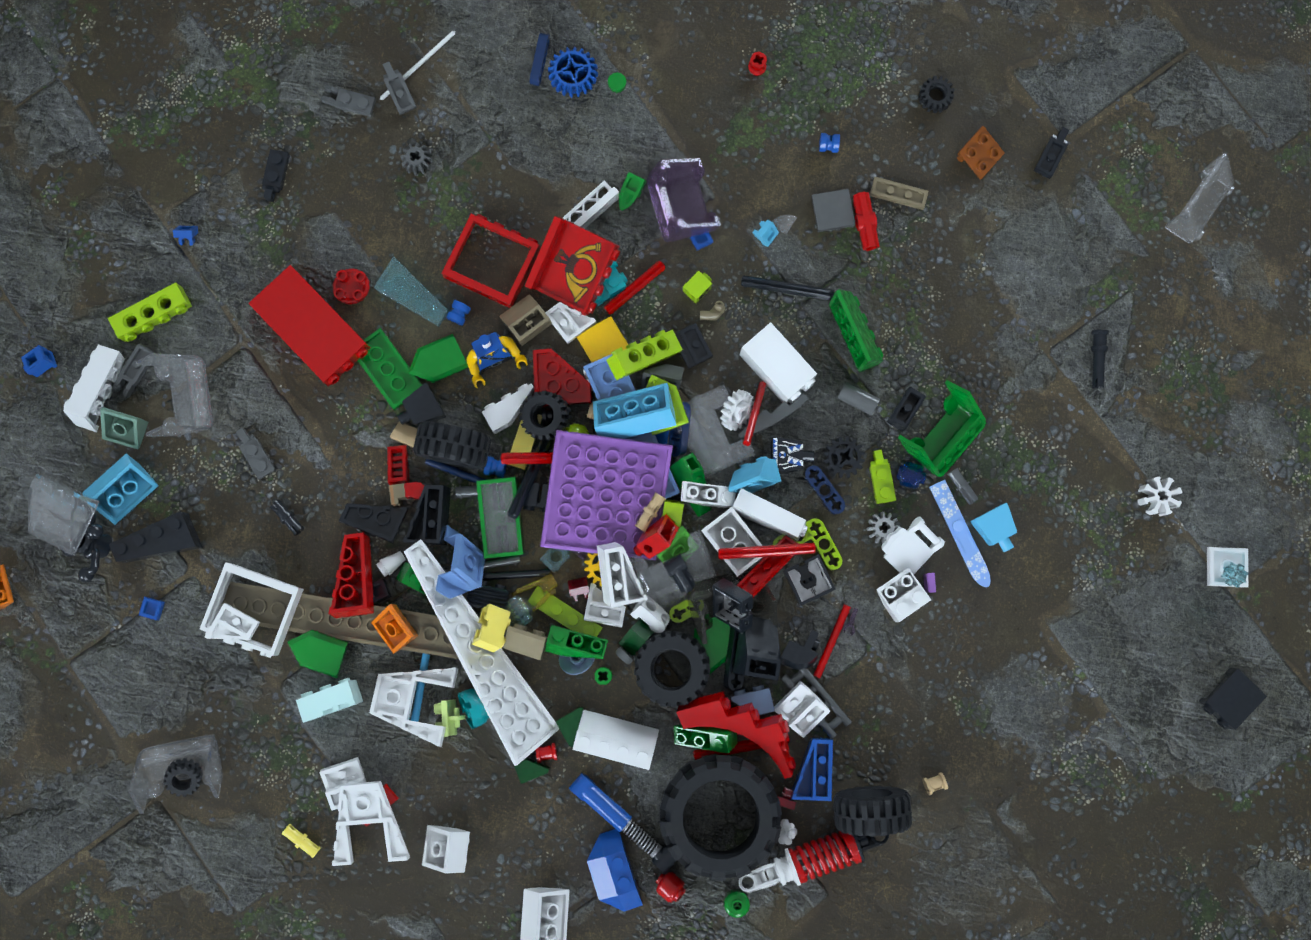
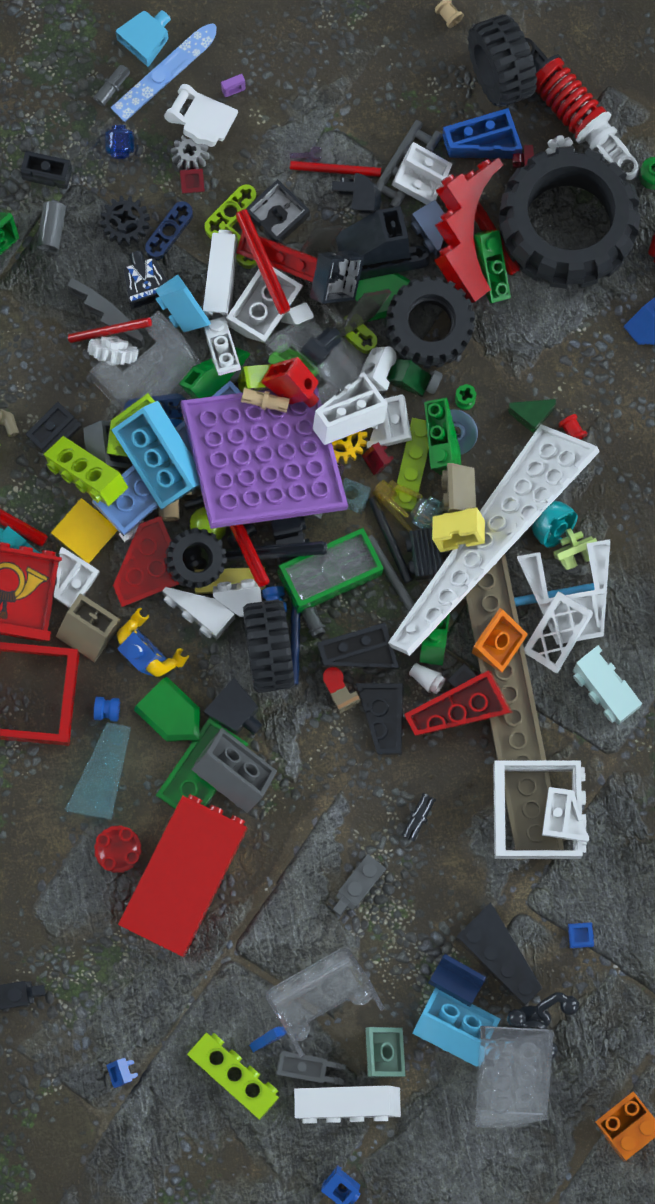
camera: 110 degrees left, 5 degrees down
(152, 500) = (457, 980): none -> dark blue panel
(163, 346) = (267, 1039): none -> blue tile
(319, 652) = (557, 719): green tile -> none
(373, 390) = (234, 770): none -> dark grey slope
(397, 696) = (538, 633): none -> white window
(400, 476) = (308, 706): red slope -> none
(404, 434) = (272, 712): tan slope -> none
(466, 566) = (400, 582): medium blue piece -> none
(505, 439) = (237, 595): none -> white slope
(530, 769) = (599, 437): dark green slope -> none
(616, 739) = (529, 356): white slope -> none
(616, 816) = (614, 322): piece -> none
(715, 566) = (298, 314): none -> white slope
(778, 364) = (44, 323): white brick -> none
(858, 521) = (192, 181): none -> dark red tile
(882, 479) = (134, 173): lime hinge -> none
(902, 595) = (259, 106): white slope -> none
(950, 435) = (58, 116): green windscreen -> none

